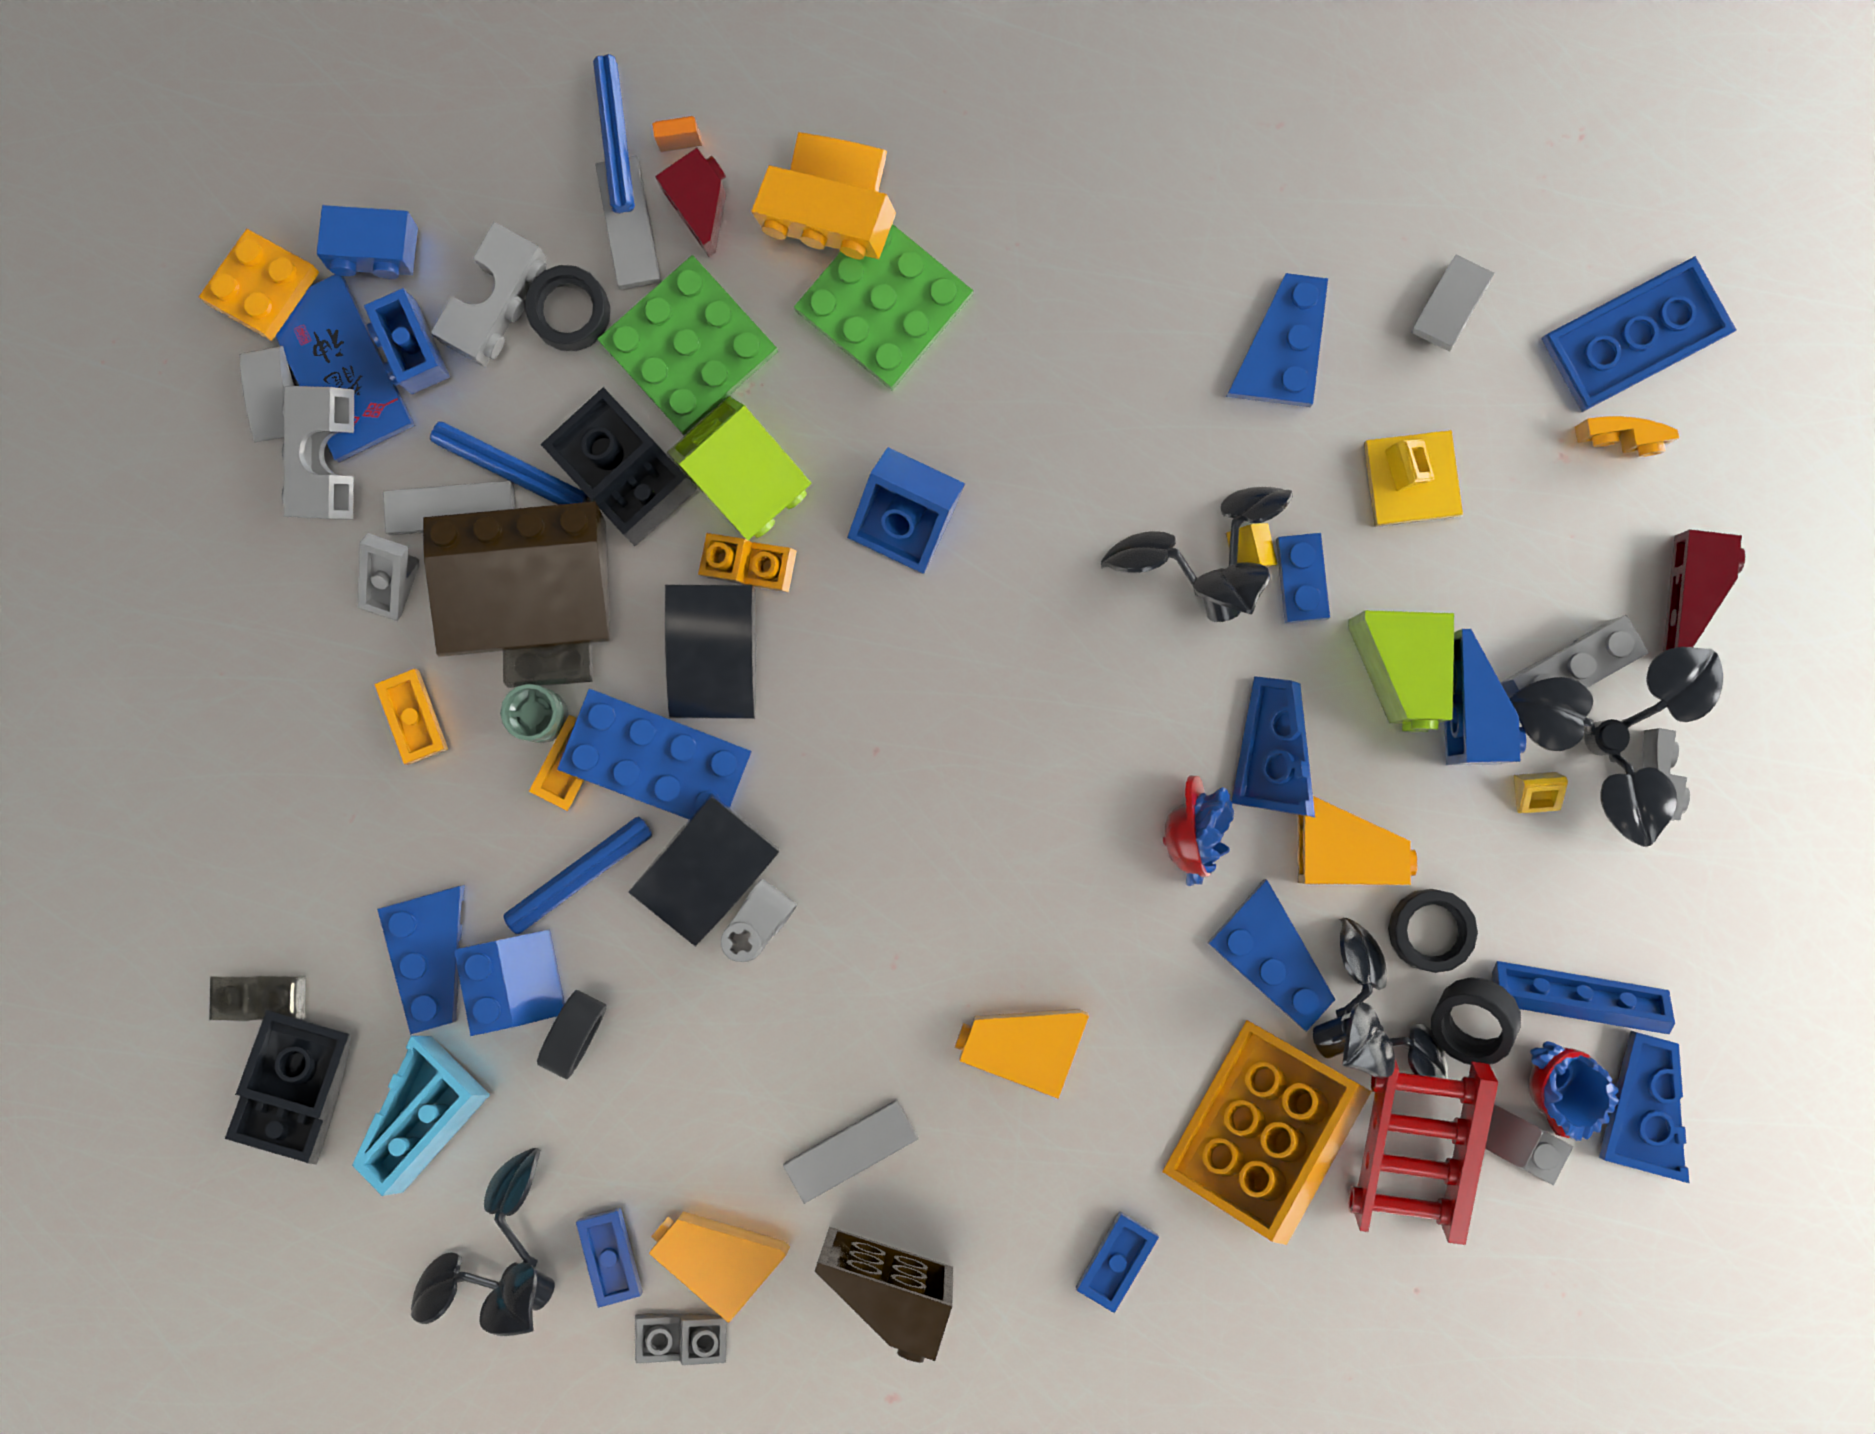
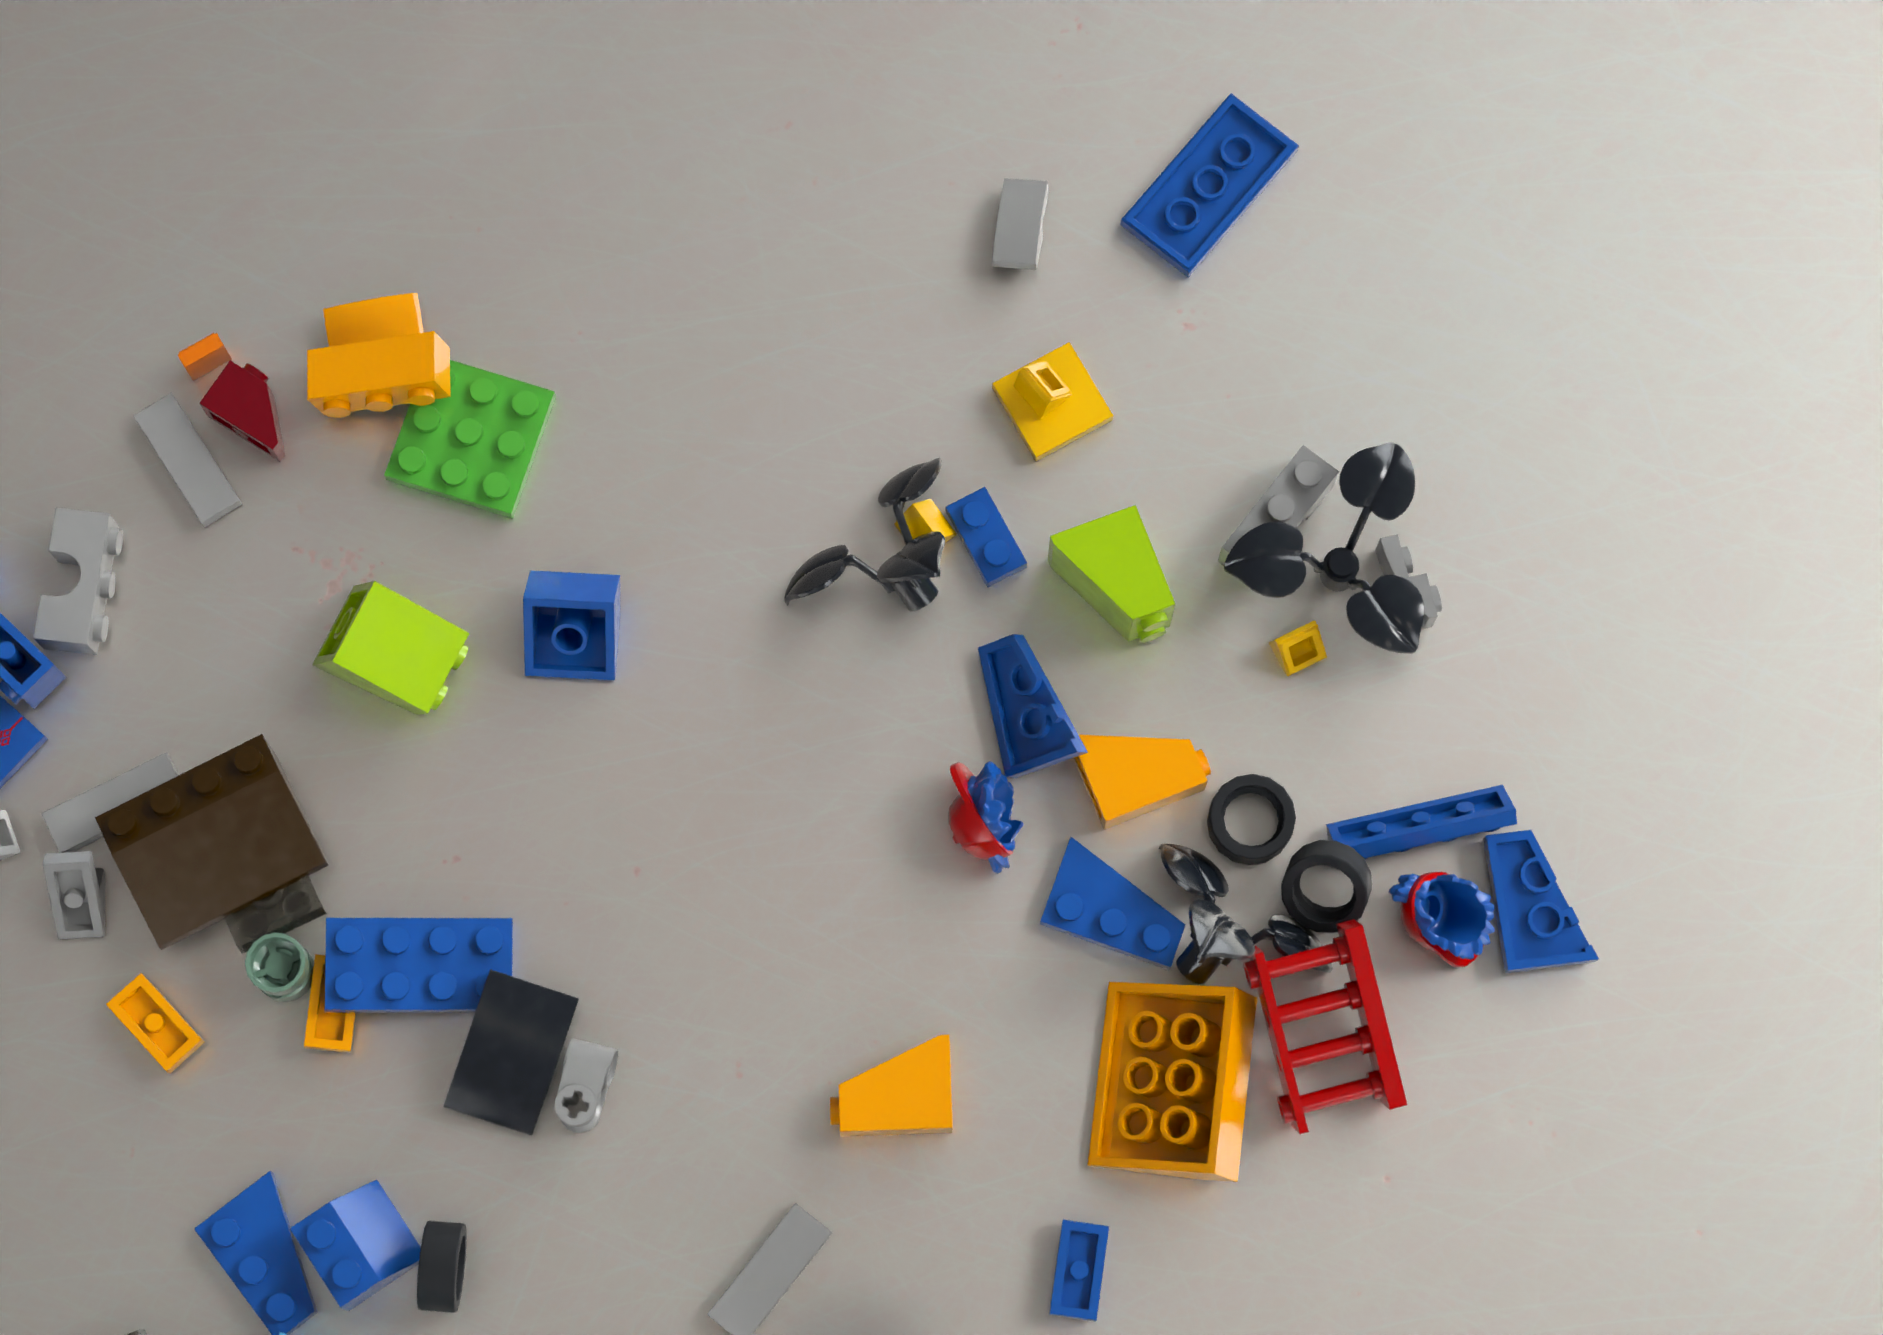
camera: 35 degrees left, 10 degrees down
(505, 465) = (153, 739): blue axle -> none
(549, 281) = (140, 536): black tyre -> none
(577, 875) = (385, 1112): blue axle -> none
(613, 134) = (141, 380): blue axle -> none
(619, 466) = (271, 693): black slope -> none
(688, 345) = (293, 553): bright green plate -> none
(710, 651) = (433, 836): black slope -> none
(747, 562) = (435, 739): light orange slope -> none
(1286, 347) = (879, 327): blue wing -> none
(1483, 718) = (1205, 591): blue slope -> none
(1526, 1145) = (1426, 989): light grey slope -> none
(1635, 434) = (1247, 276): light orange slope -> none
(1700, 579) = (1363, 381): dark red slope -> none

